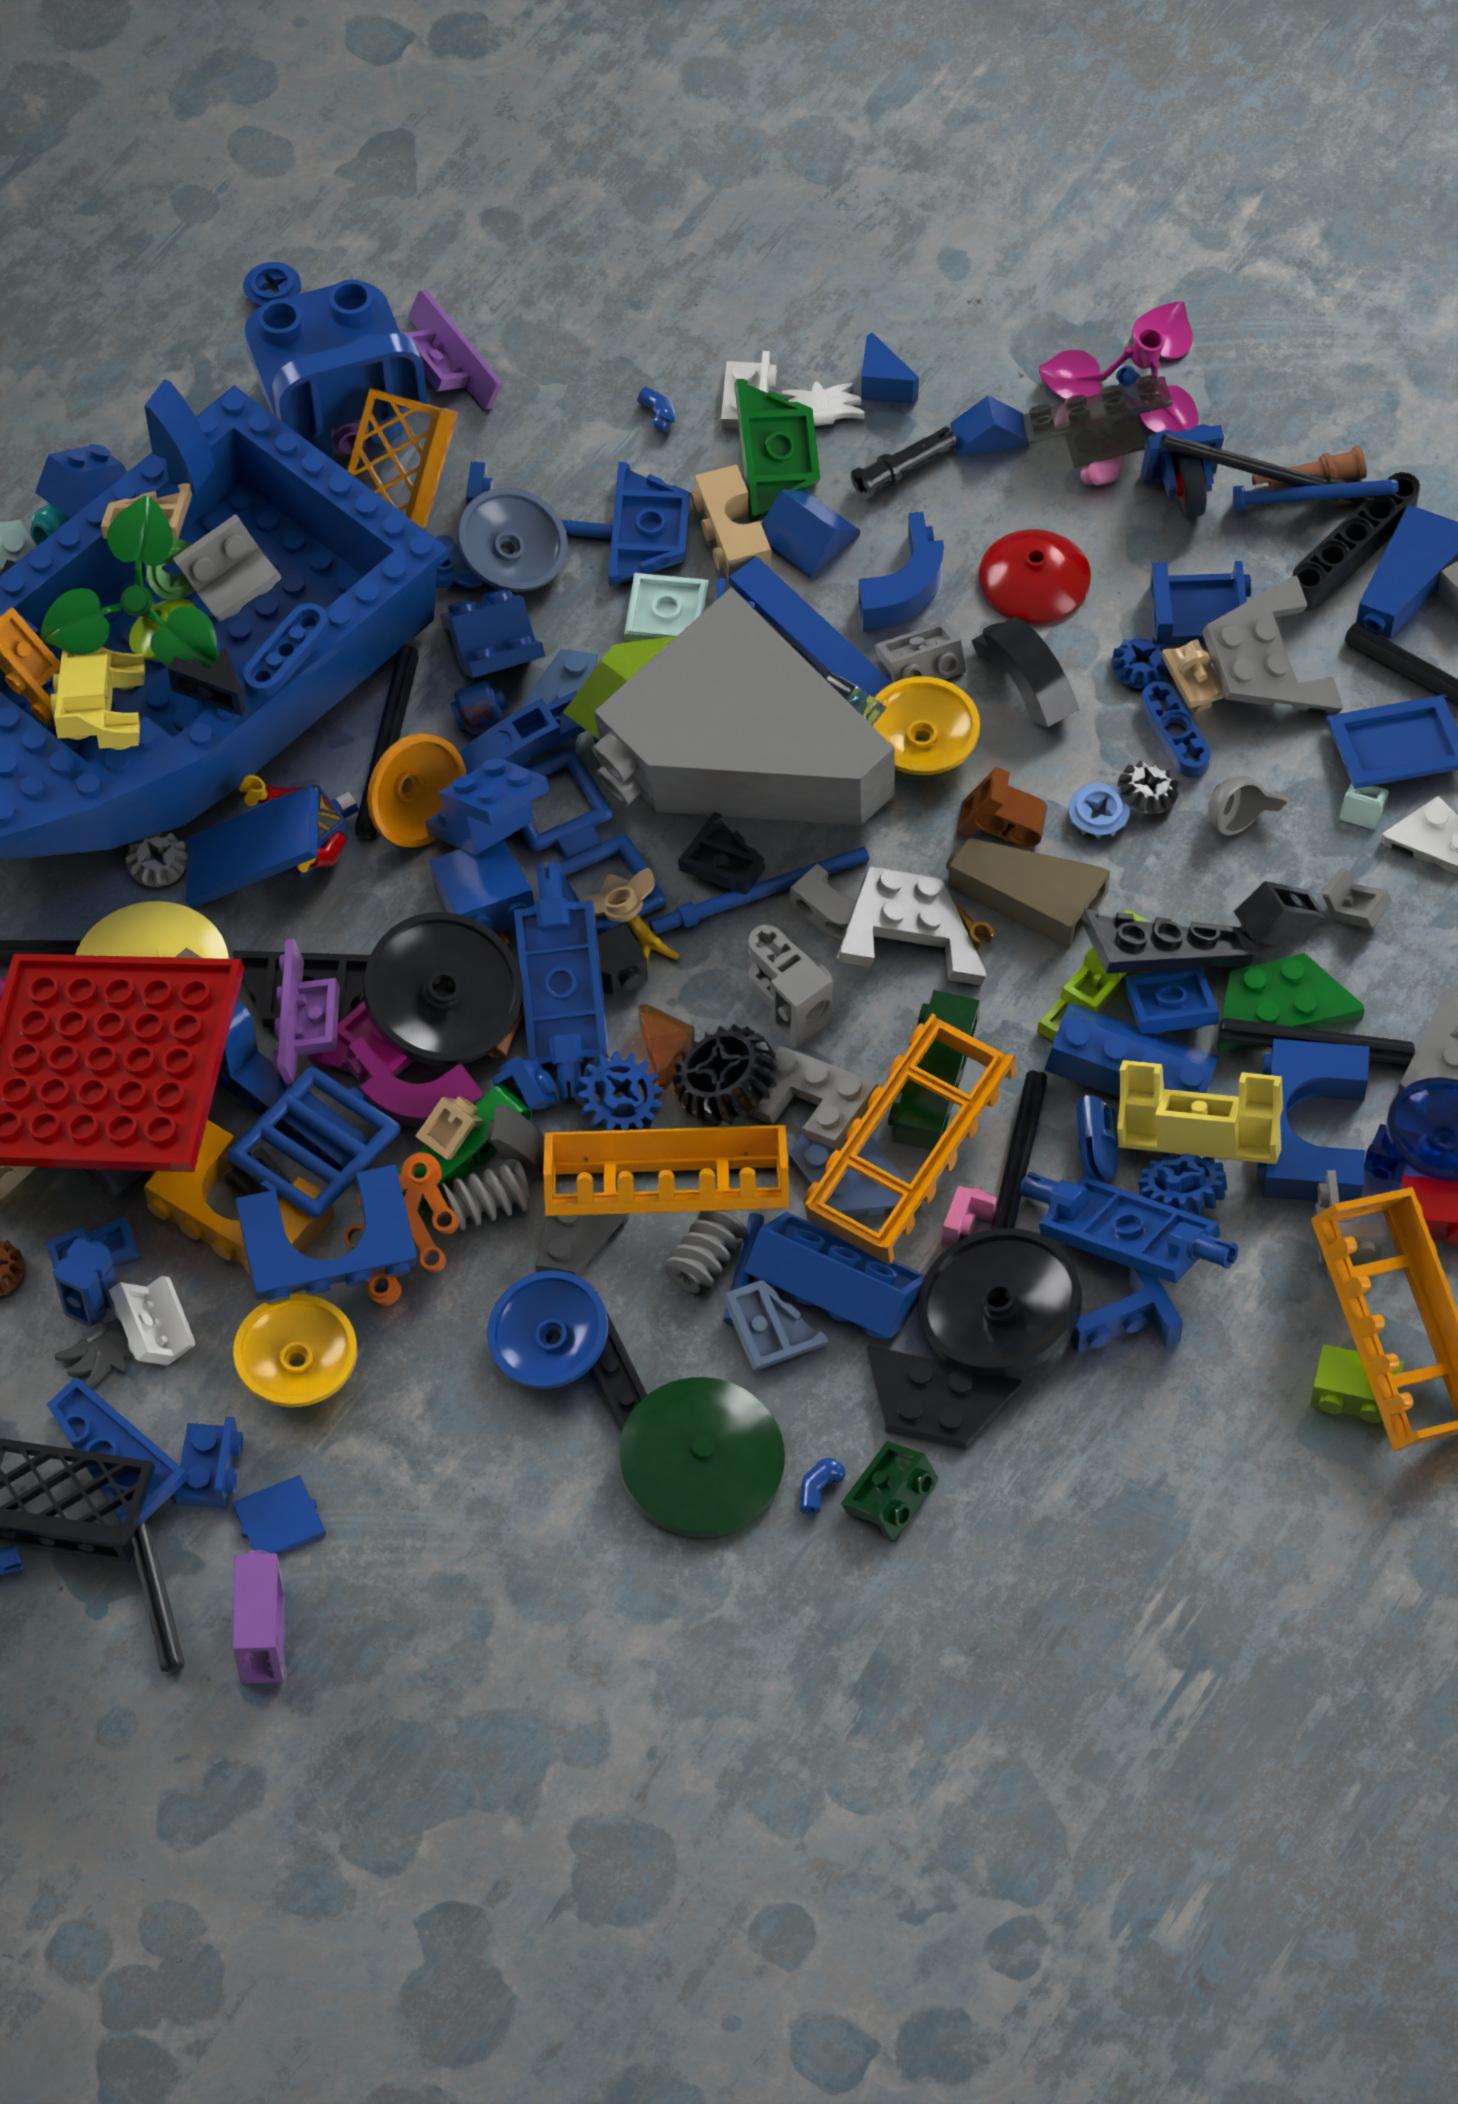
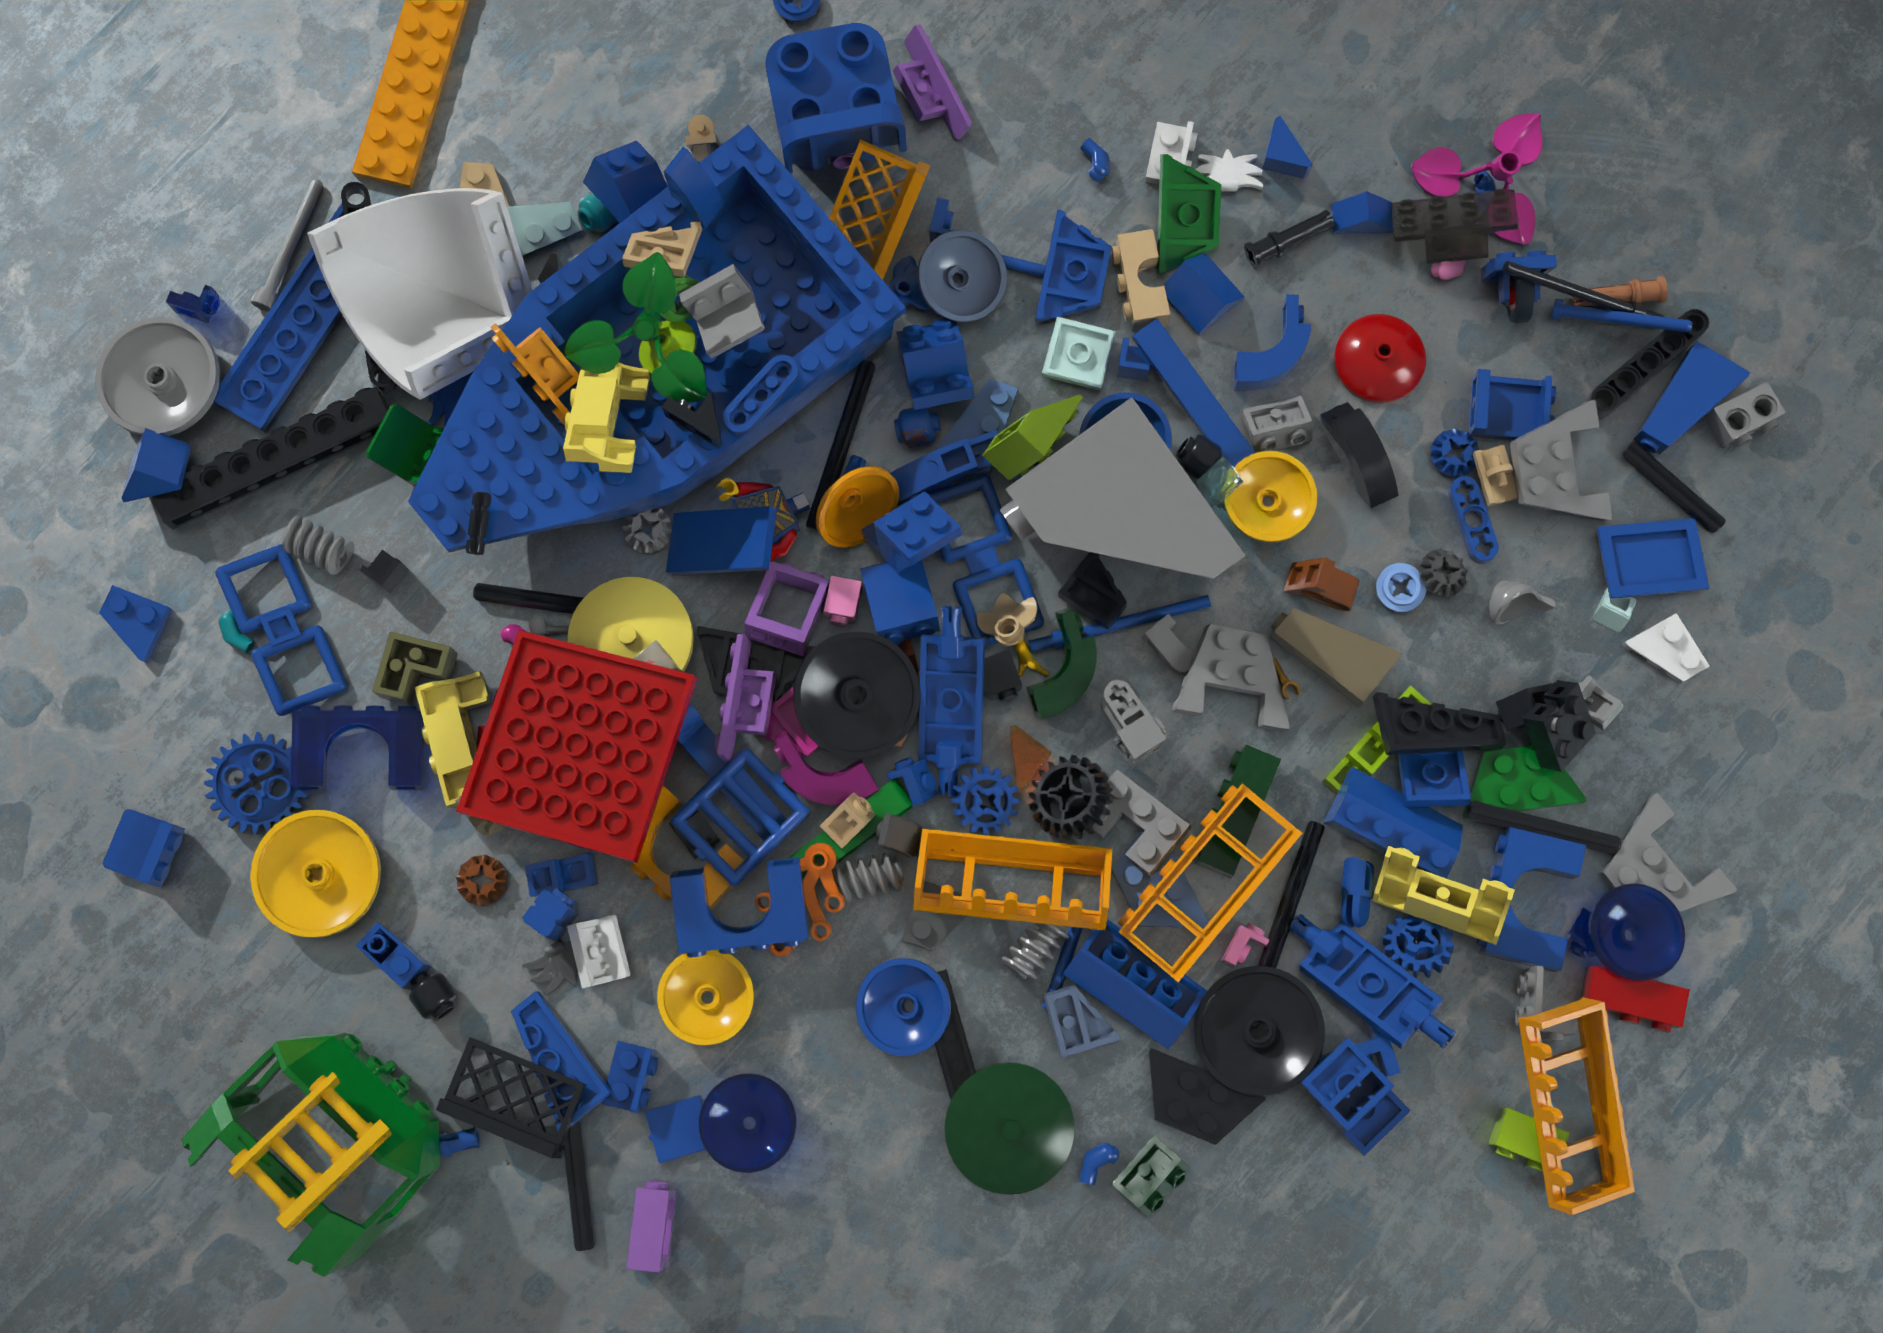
camera: 10 degrees right, 20 degrees up
(355, 941) = (779, 634): none -> medium lavender window
(363, 1464) = (724, 1128): none -> clear blue dish
(411, 895) = (843, 600): none -> bright pink brick
(695, 966) = (1075, 673): none -> dark green arch
(1130, 1356) = (1355, 1096): none -> blue bracket
(1313, 922) = (1561, 732): none -> black piece

